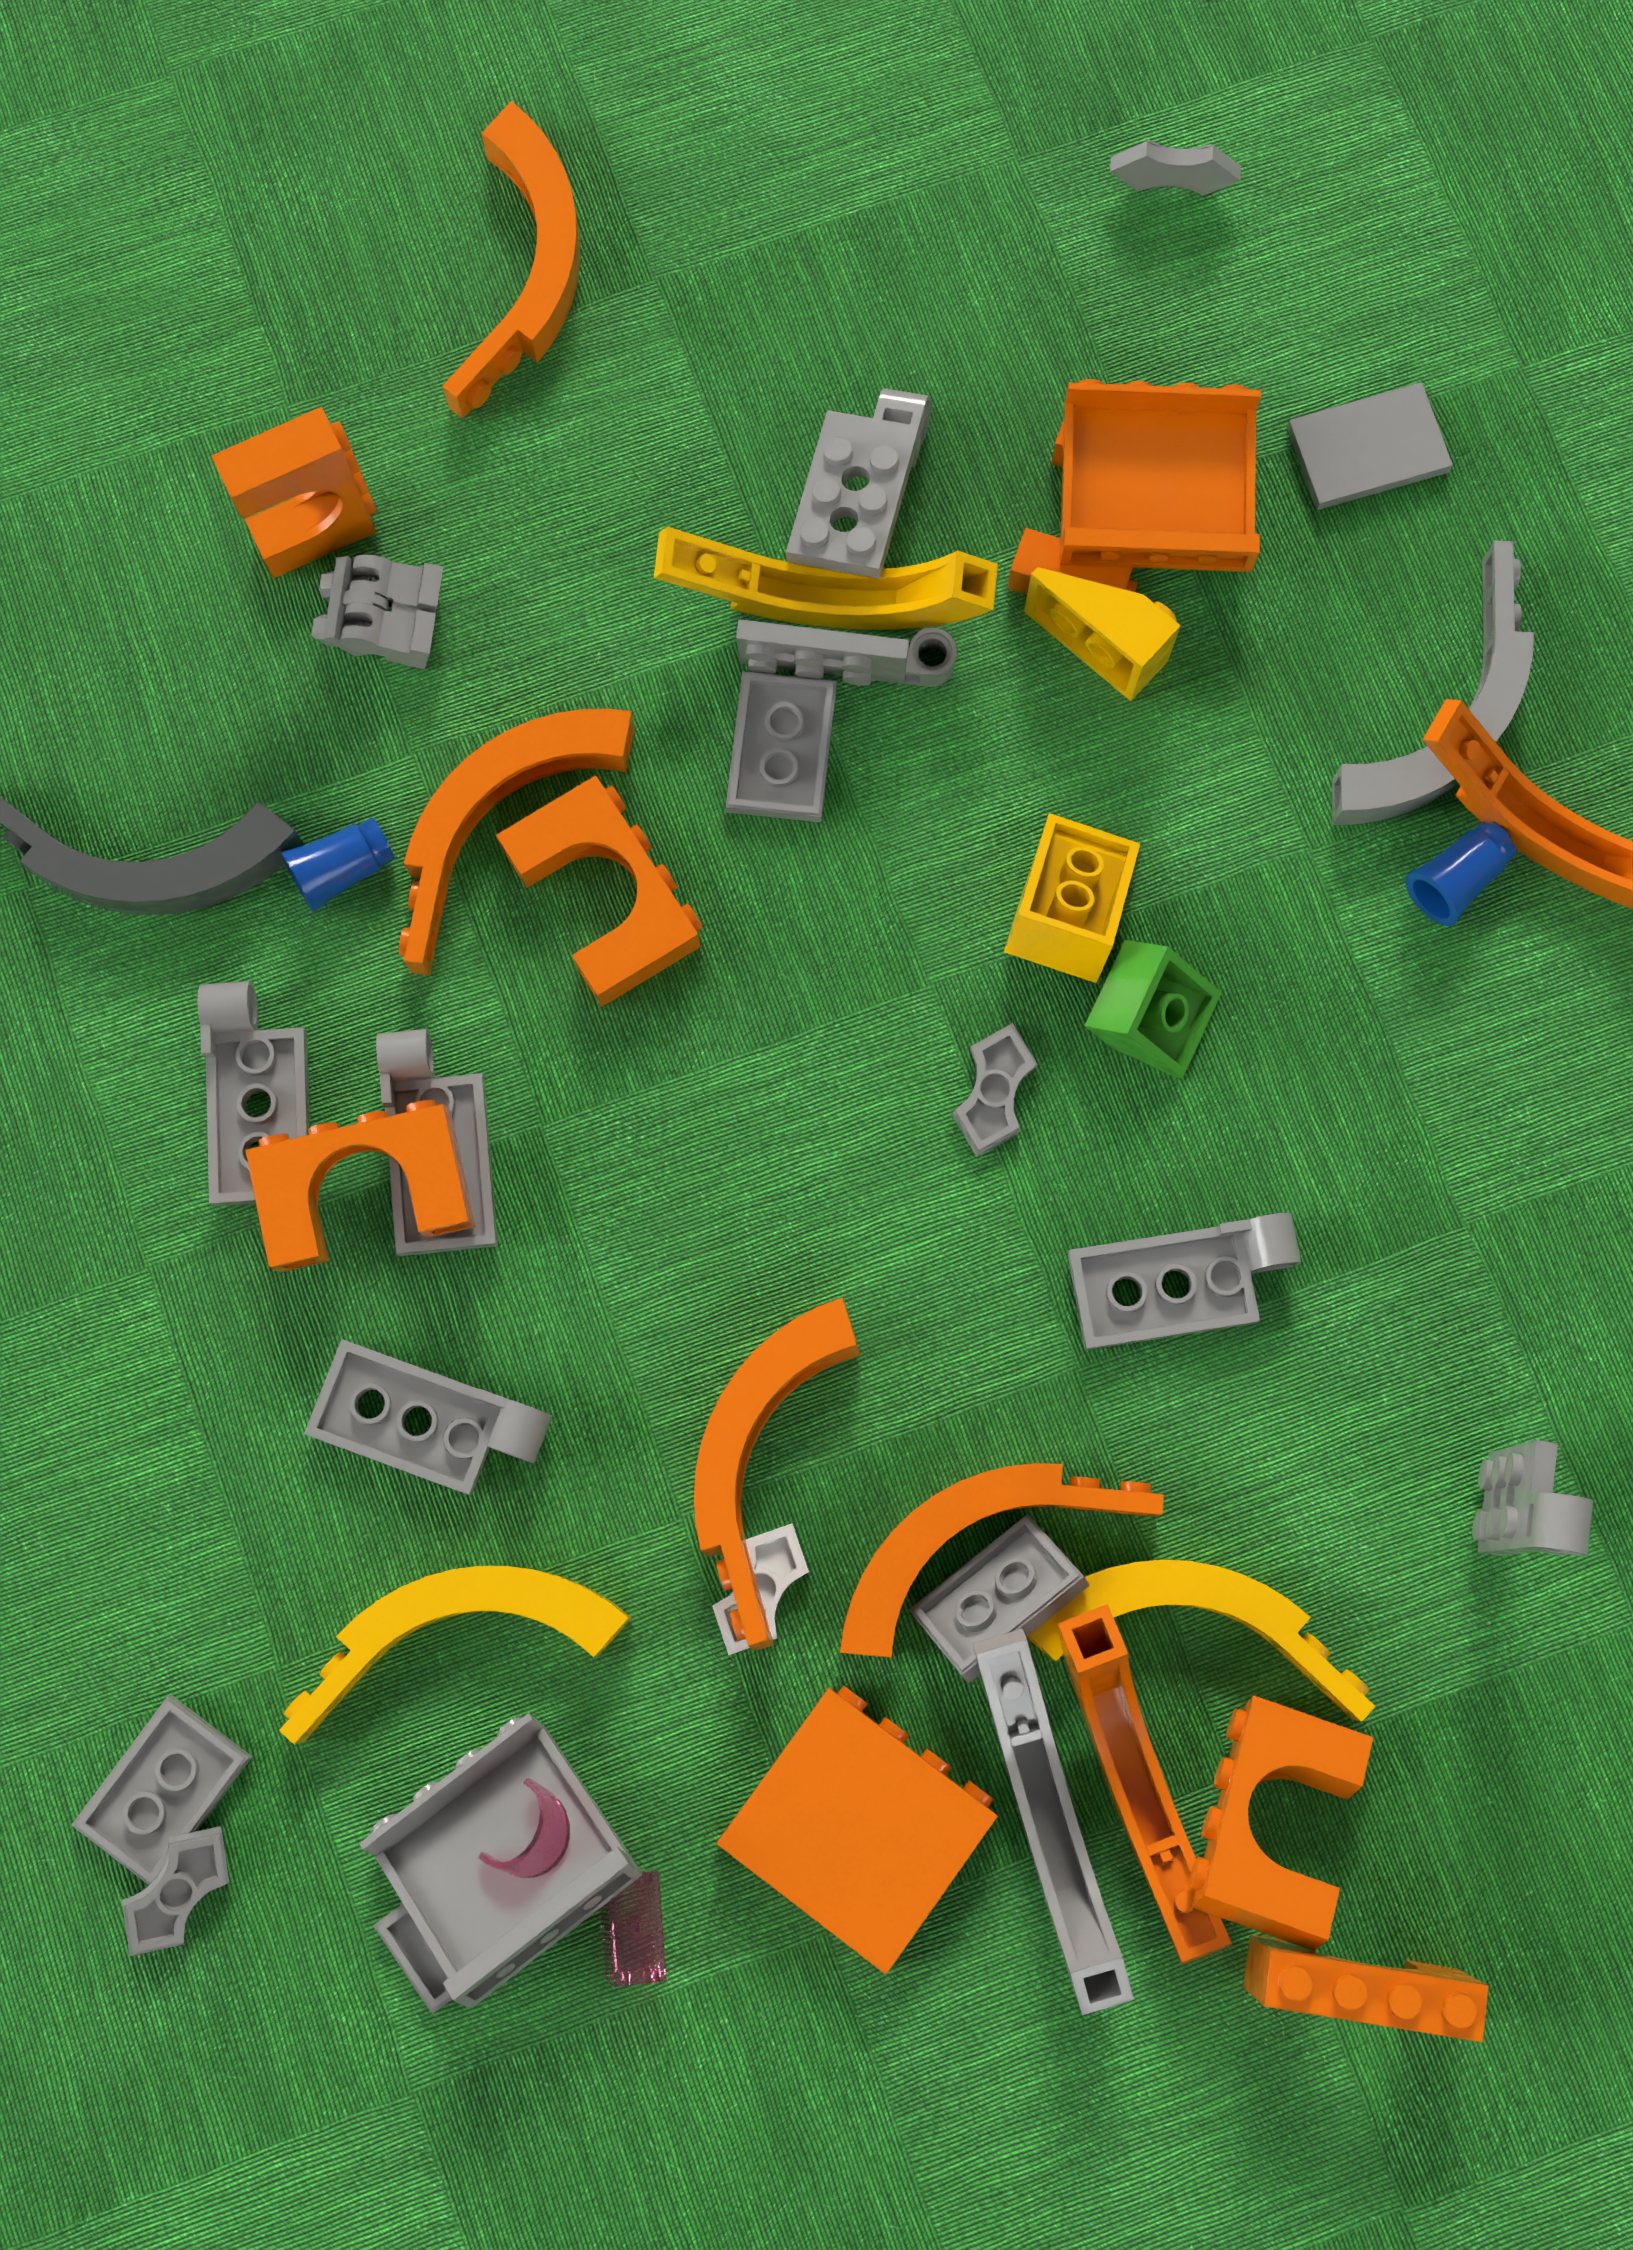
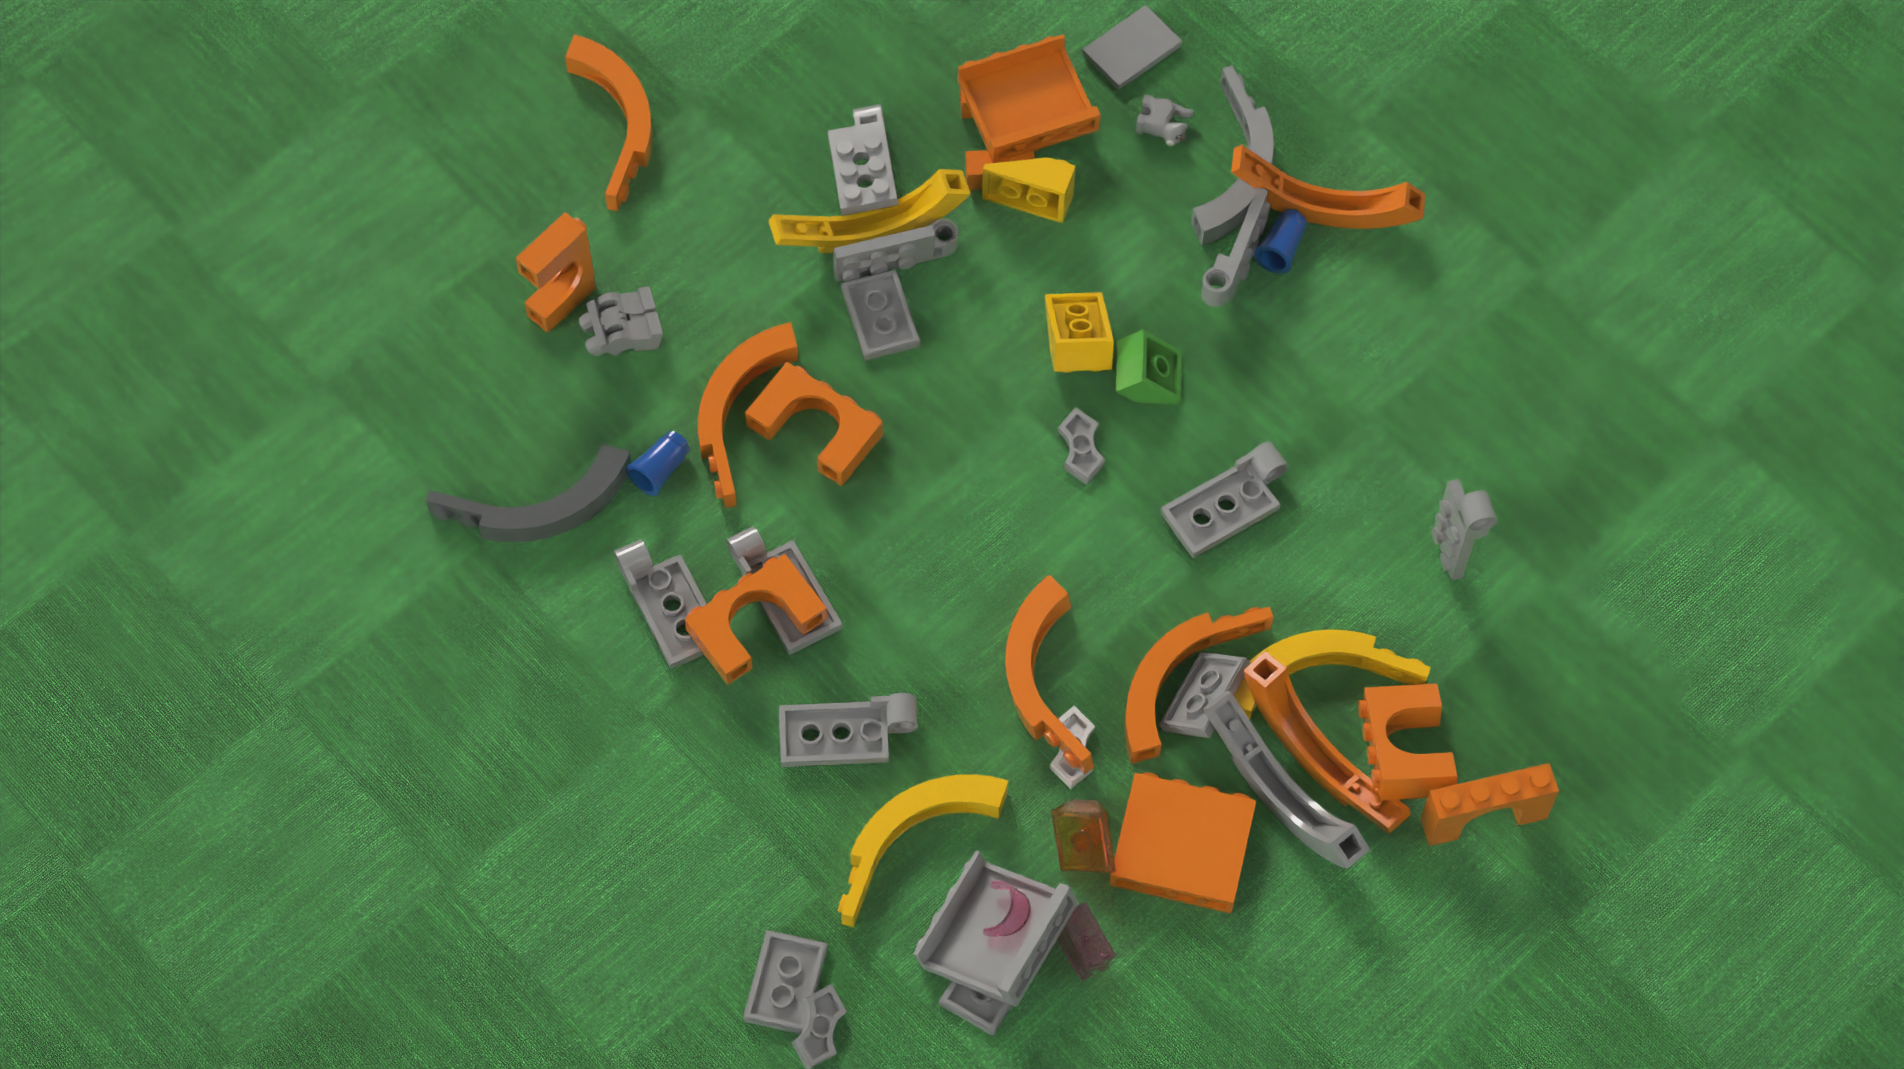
camera: 25 degrees left, 15 degrees down
(702, 1757) = (1083, 837): none -> clear orange slope
(1348, 897) = (1229, 270): none -> light grey hinge
(1364, 579) = (1157, 119): none -> light grey animal

